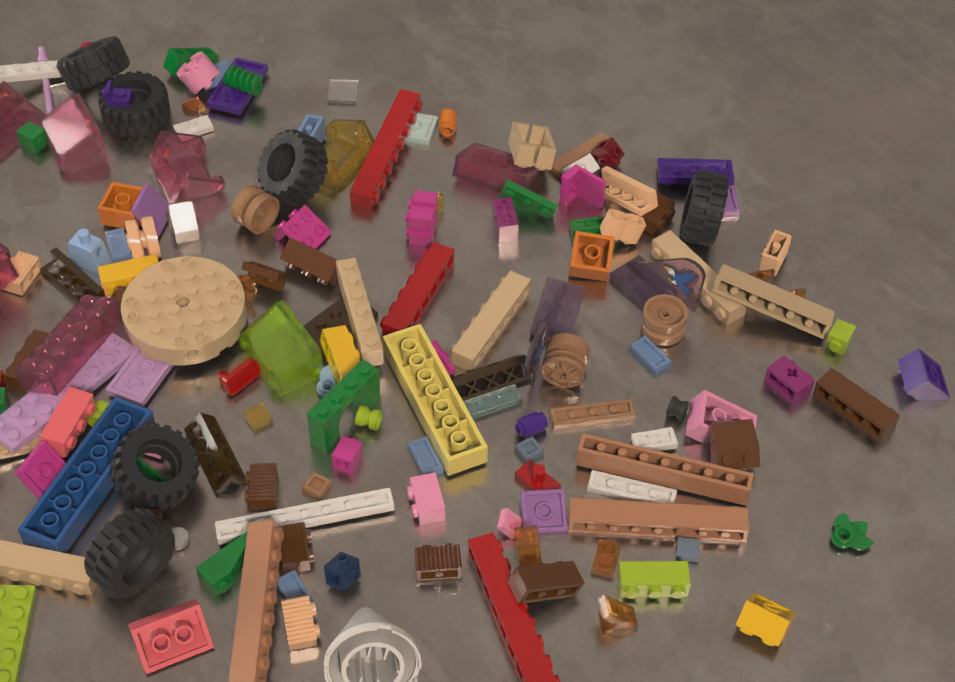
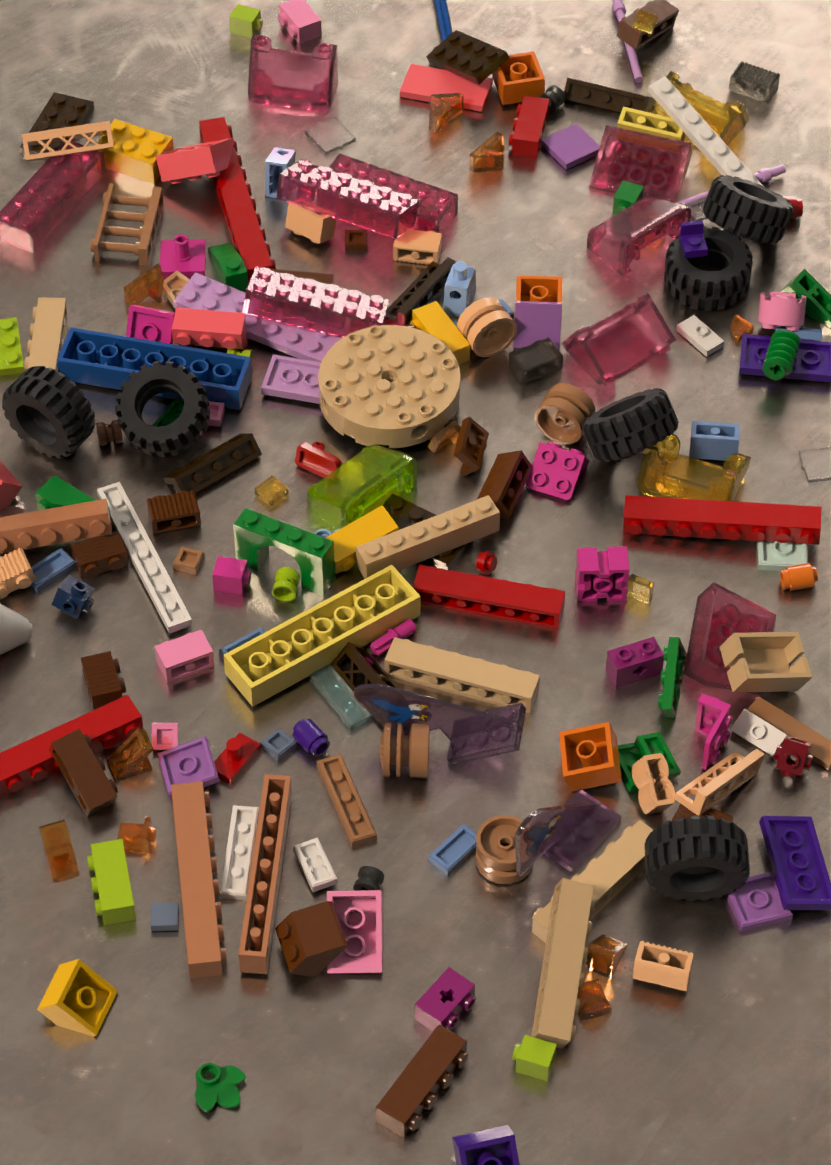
camera: 80 degrees right, 0 degrees up
(181, 537) = (99, 461): light grey tile -> none
(383, 288) = (486, 562): none -> red plate

